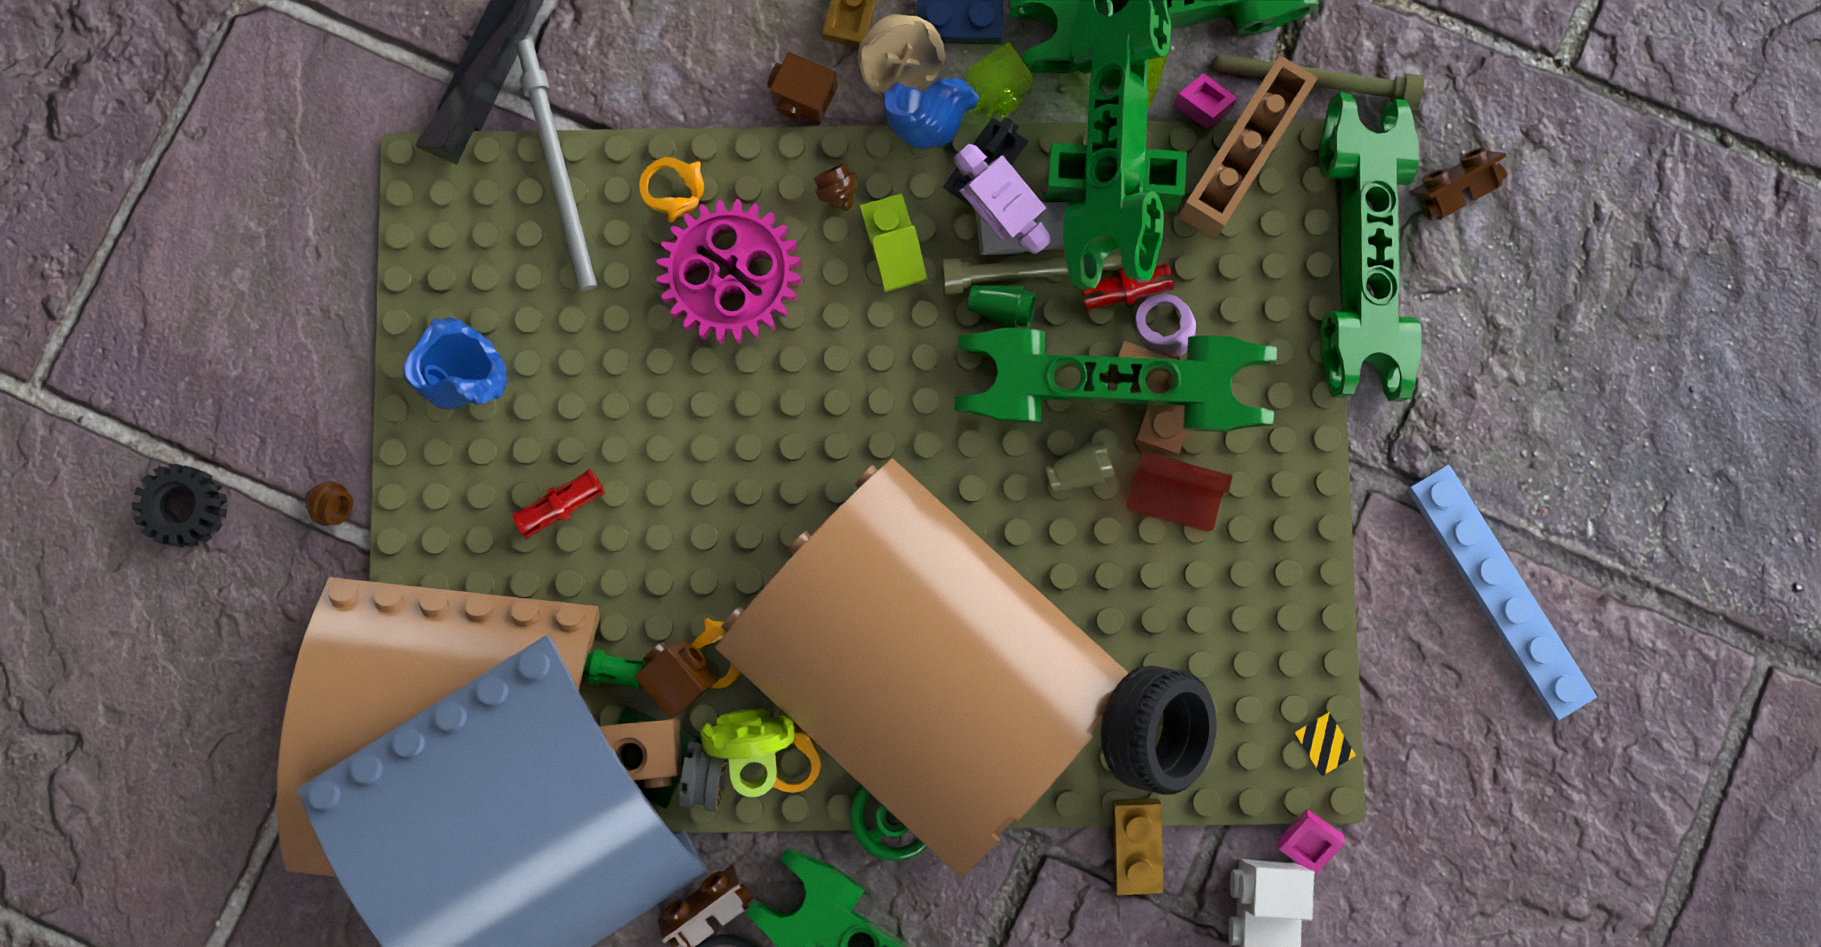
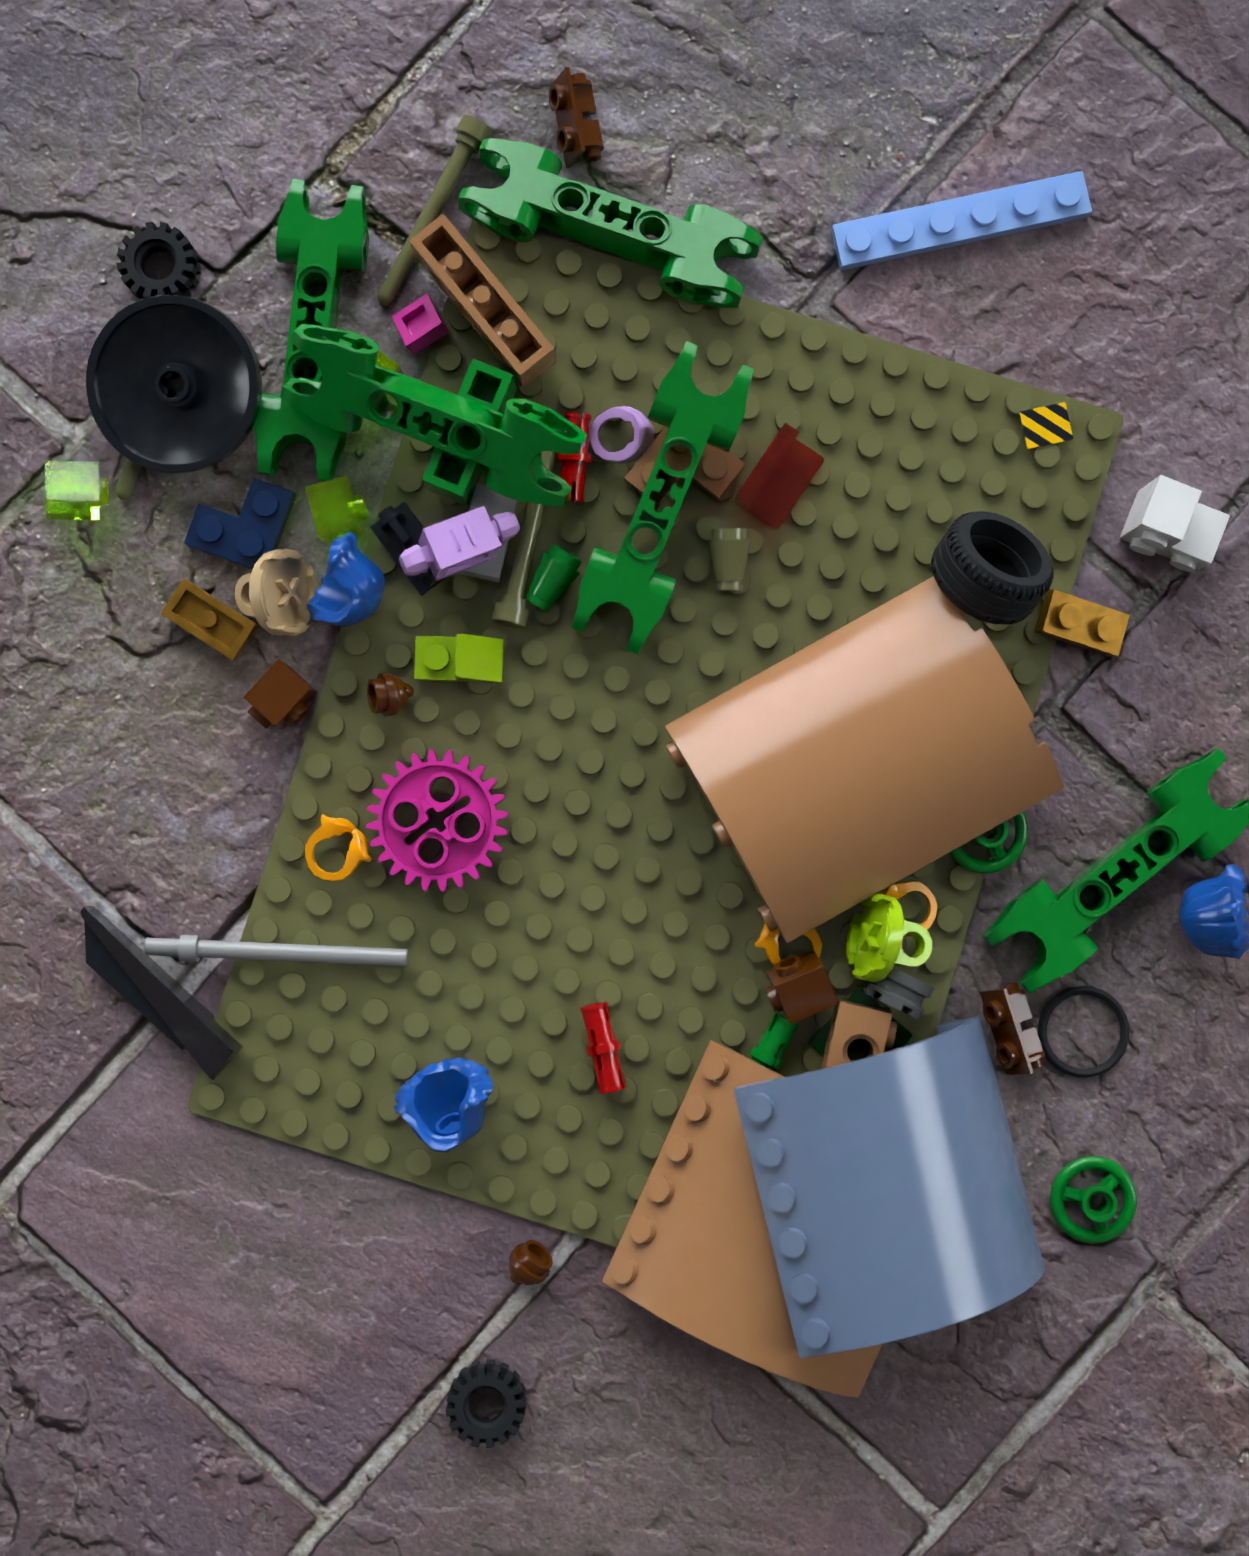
camera: 70 degrees left, 5 degrees up
(1311, 841) = (1127, 468): dark pink plate -> none

